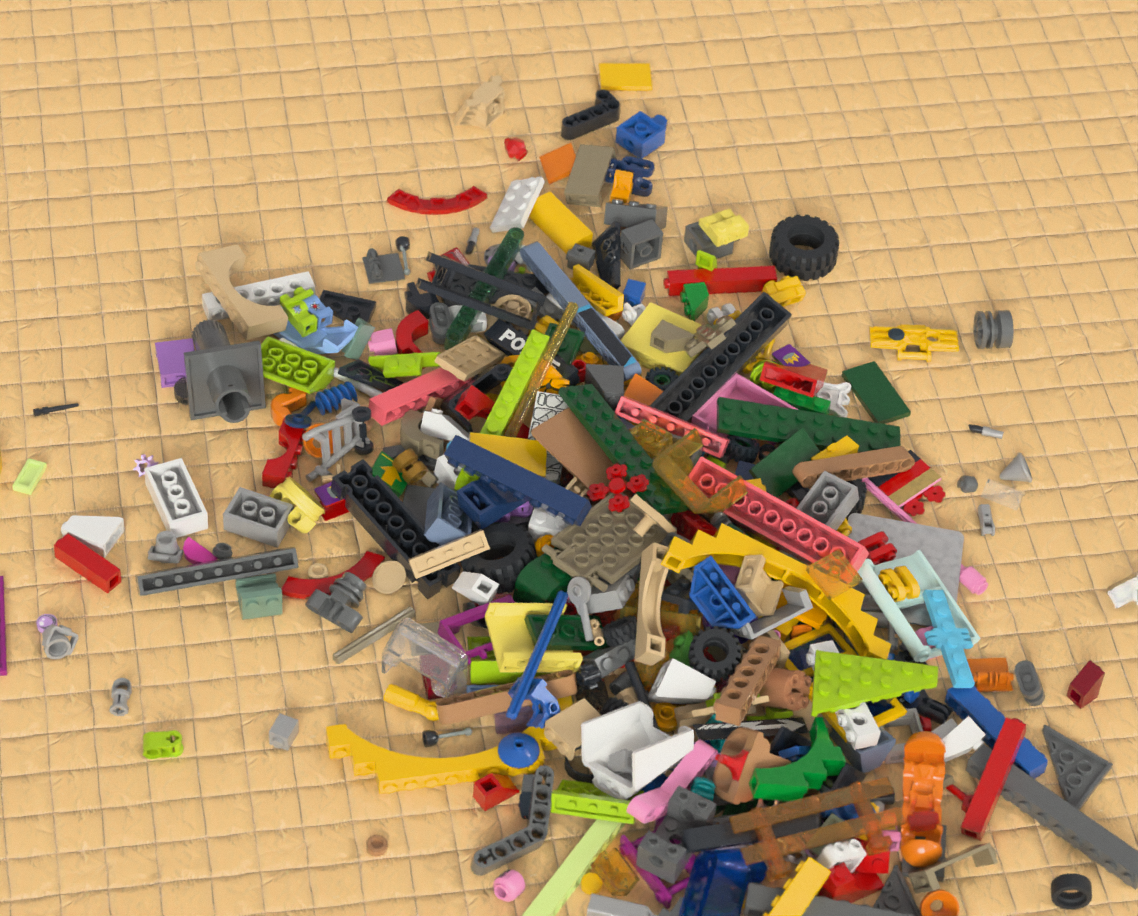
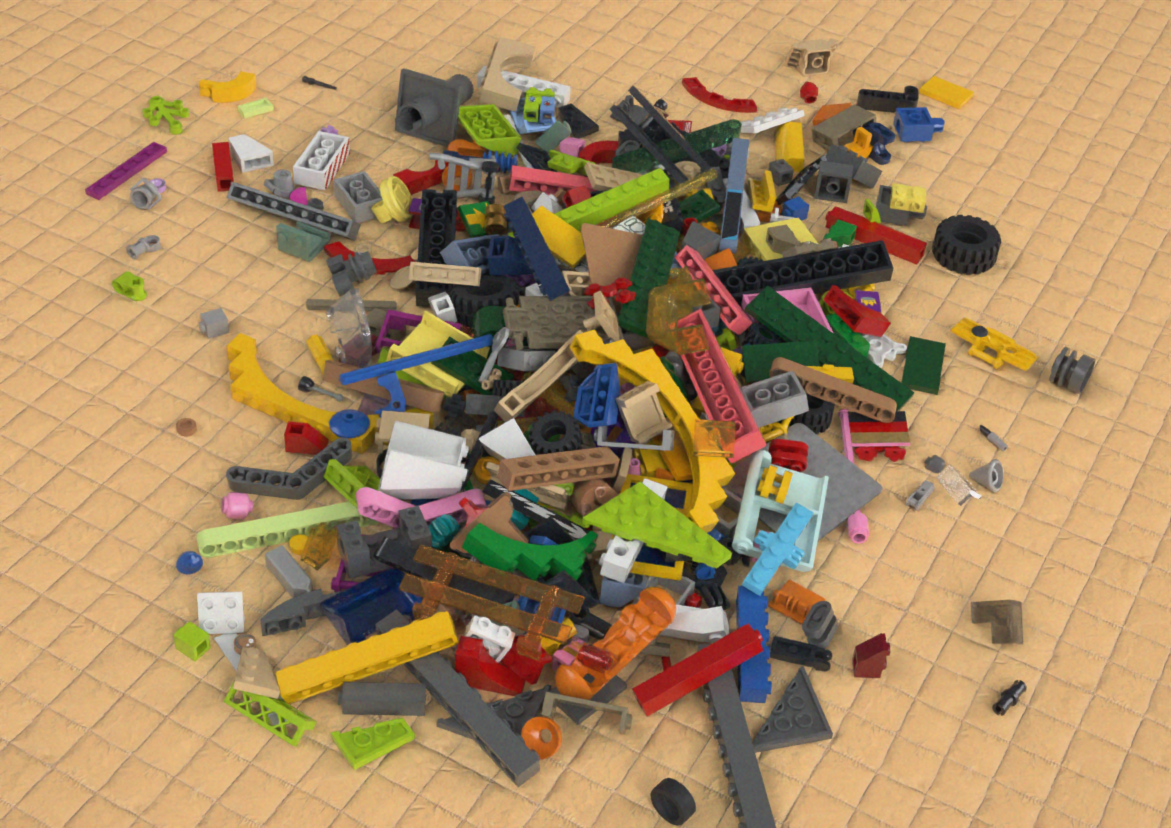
camera: 40 degrees right, 5 degrees down
(785, 291) = (916, 264): yellow brick -> none
(1036, 713) = (800, 653): none -> black hinge

